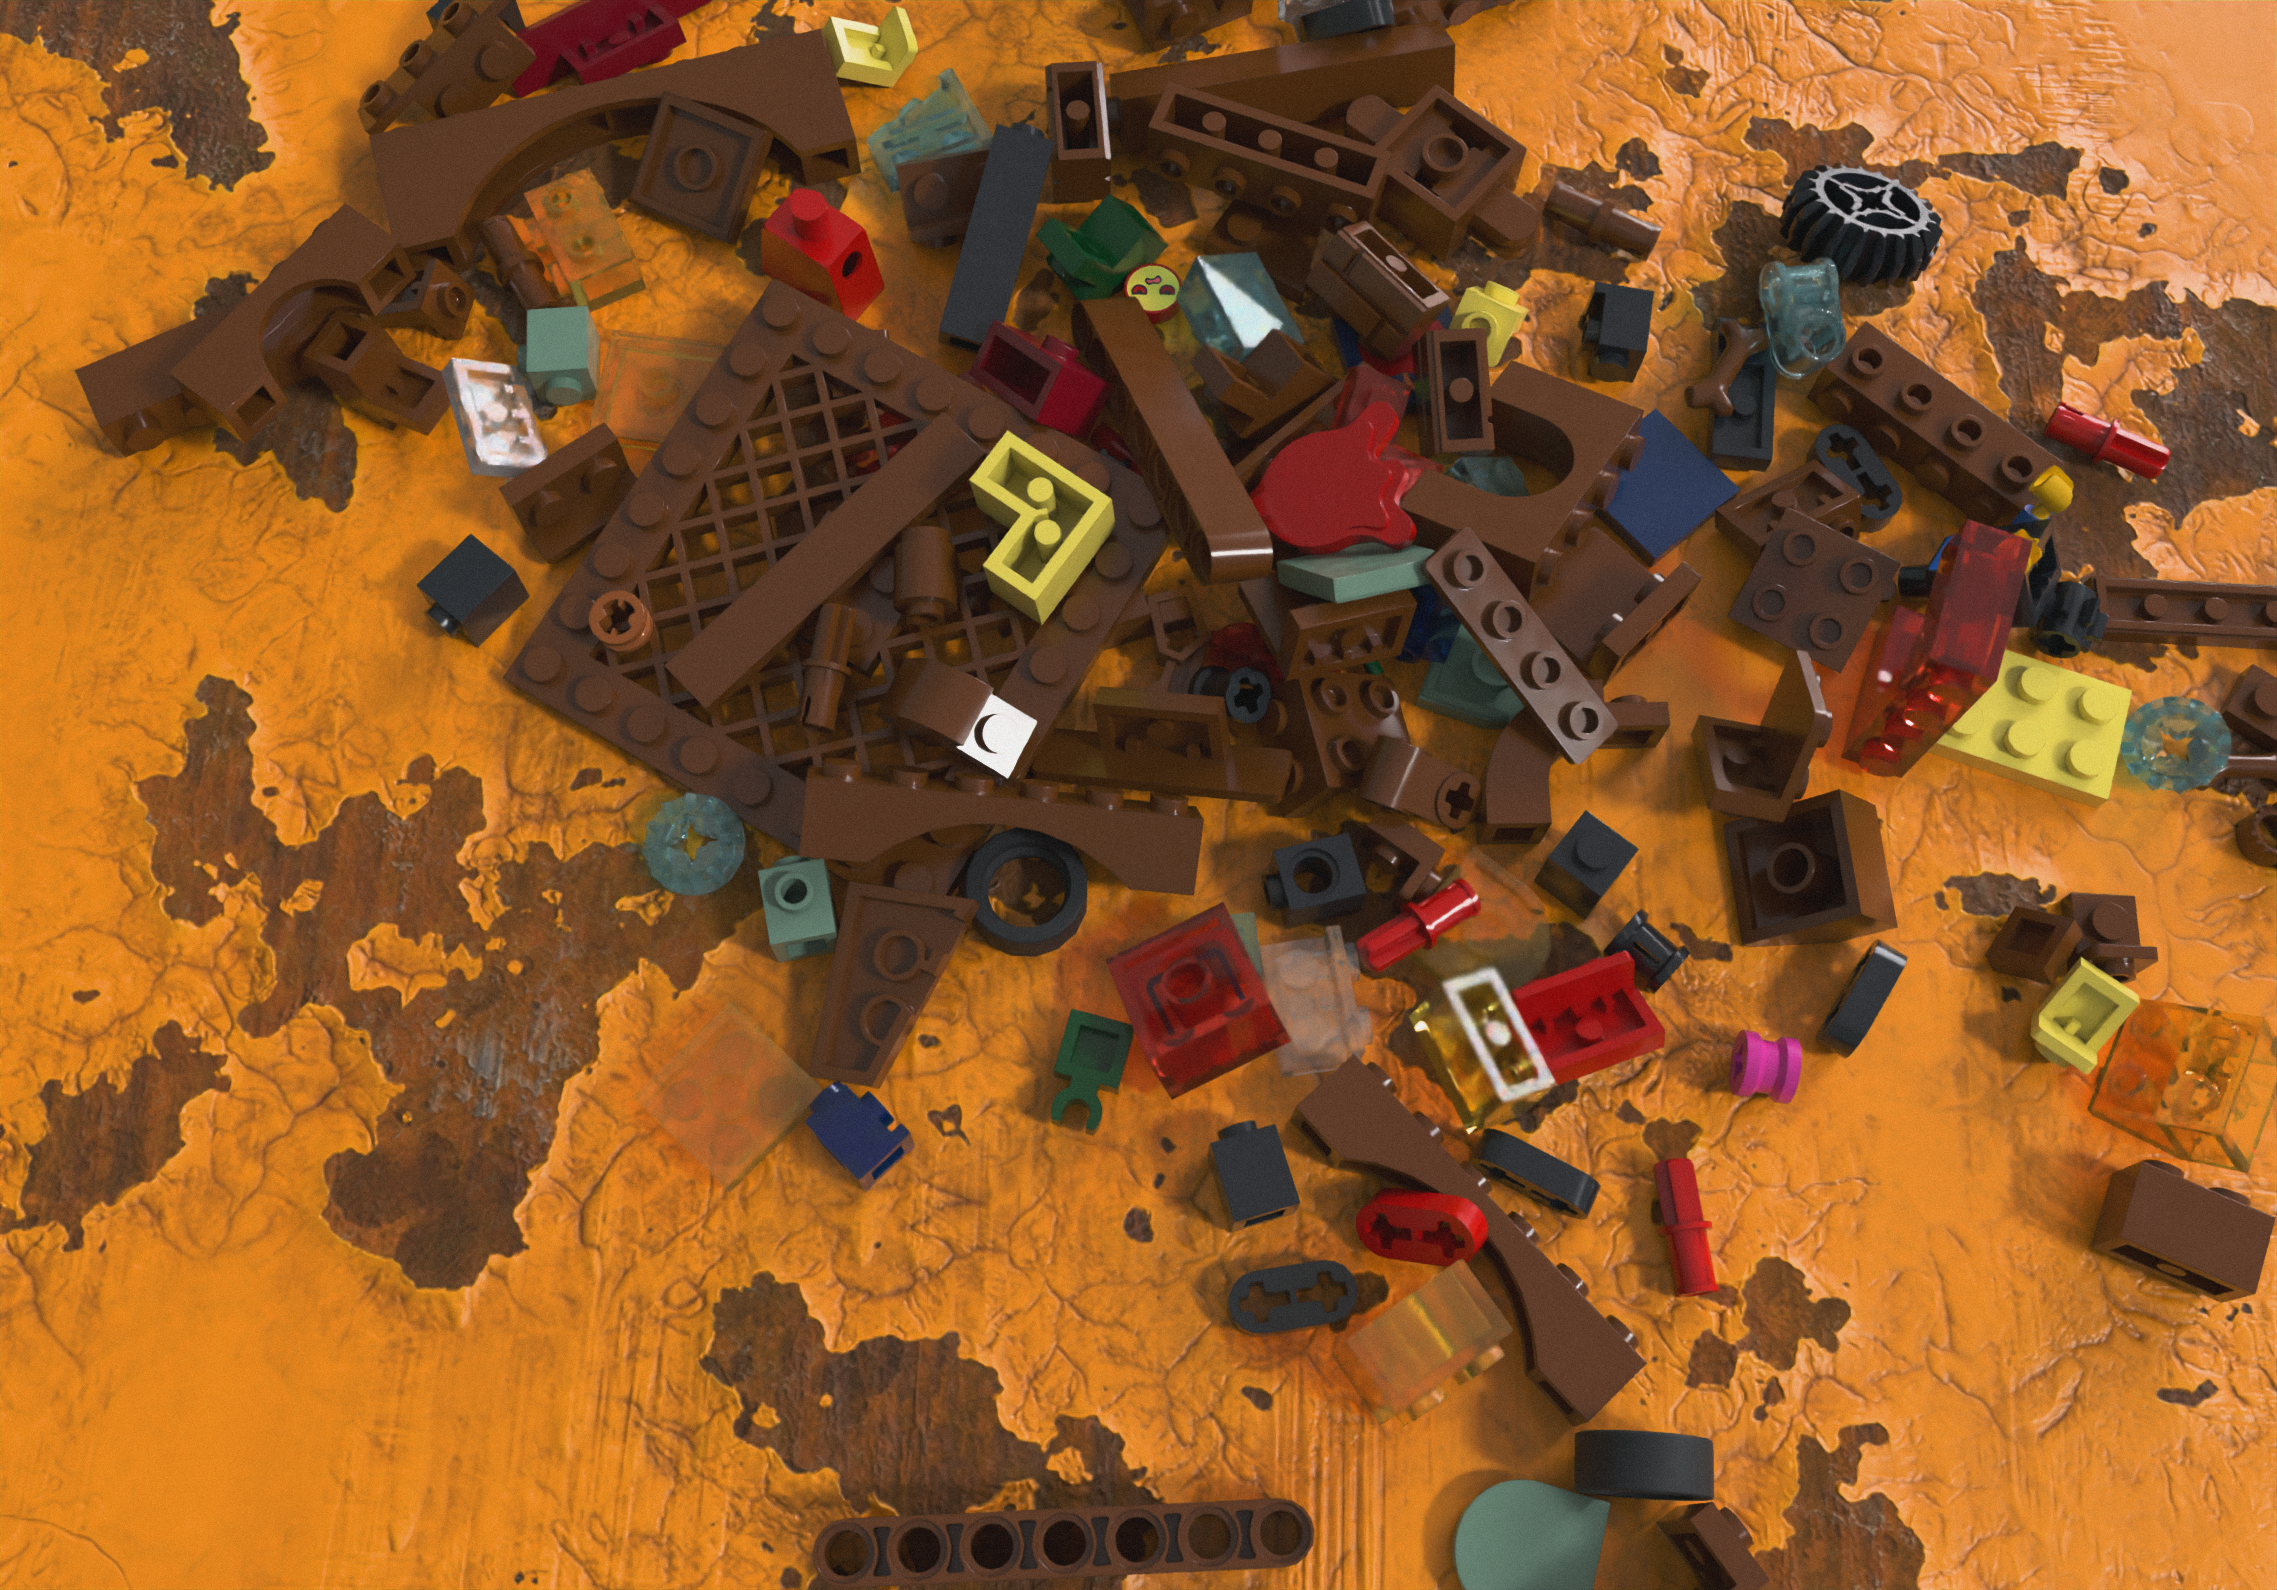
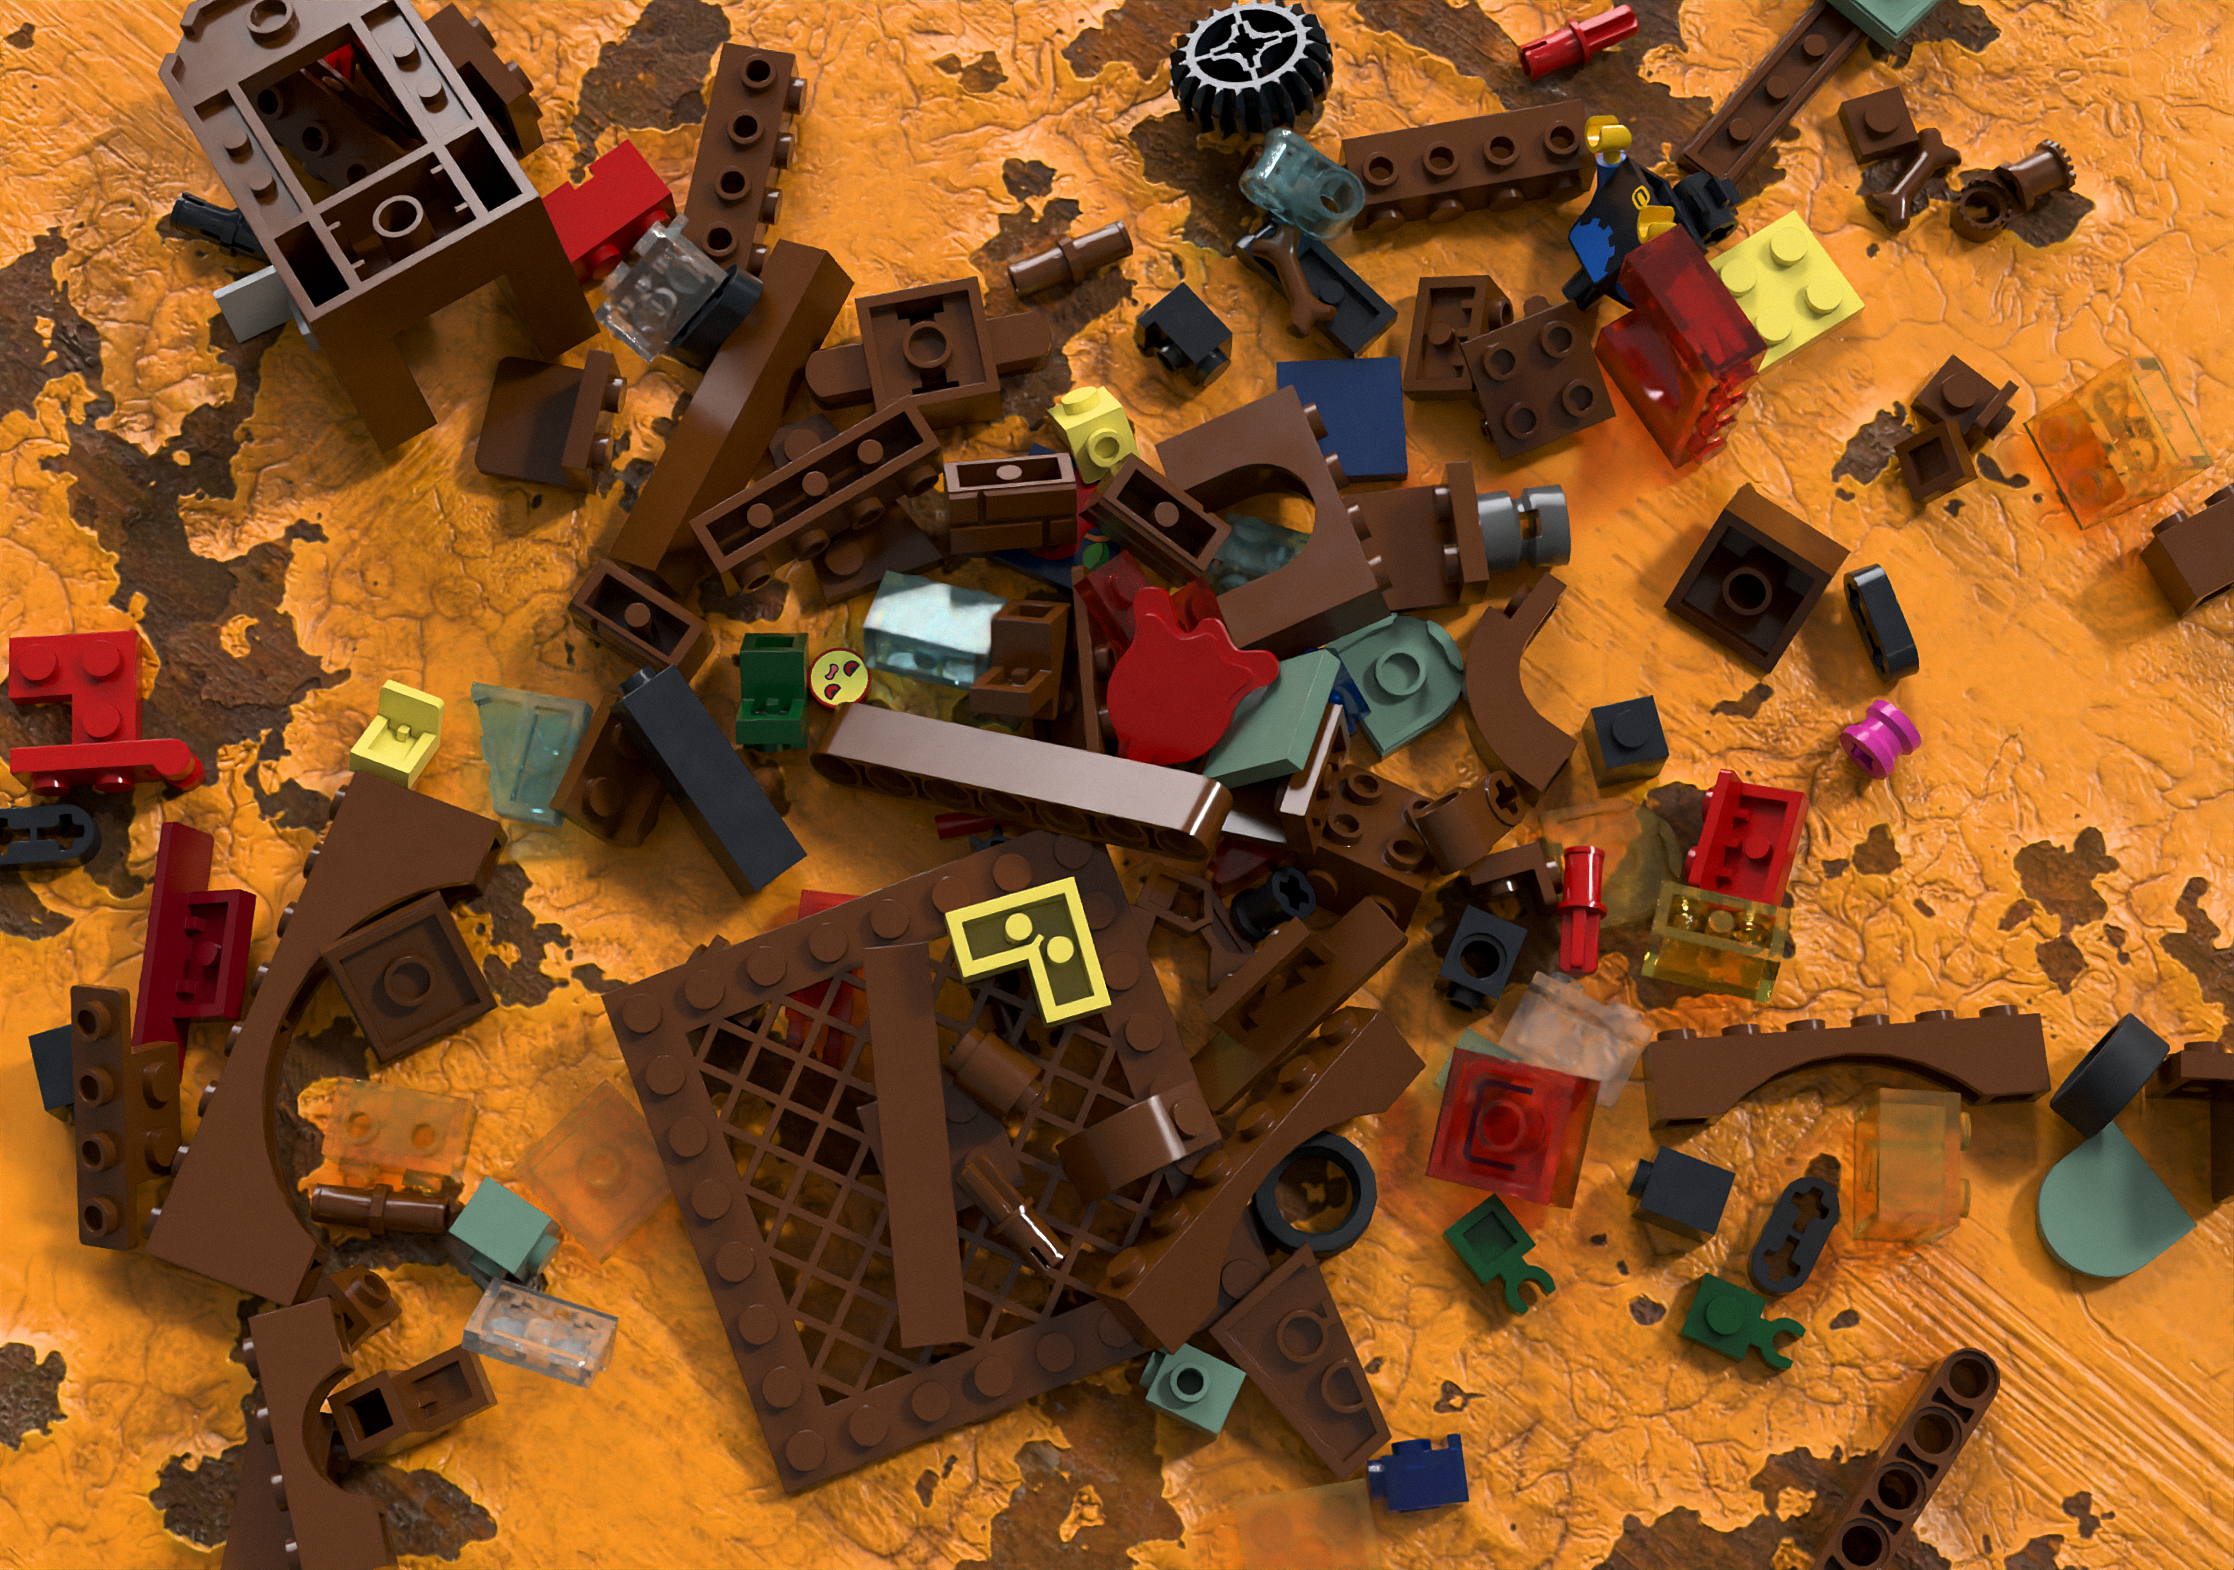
camera: 50 degrees left, 5 degrees up
(472, 592) = (685, 1467): black brick -> none
(570, 493) = (665, 1314): reddish brown bracket -> none
(640, 621) = (809, 1371): dark orange bush -> none
(714, 863) = (1058, 1405): clear light blue gear -> none
(821, 253) = (590, 938): red torso -> none
(1041, 378) = (872, 842): dark red brick -> none
(1180, 1297) = (1730, 1321): none -> dark green plate
(1421, 1219) = (1817, 1096): red beam -> none
(1519, 645) = (1429, 652): reddish brown bracket -> none
(1535, 1173) = (1834, 978): black beam -> none
(1667, 953) = (1726, 749): black bush -> none
(1668, 648) = (1547, 522): none -> dark grey wheel
(1684, 1228) = (1954, 900): red axle -> none
(1765, 766) = (1650, 536): reddish brown bracket -> none
(1861, 471) = (1455, 253): black beam -> none
(2081, 1016) = (2014, 477): light yellow bracket -> none
(2180, 719) = (1843, 197): clear light blue gear -> none

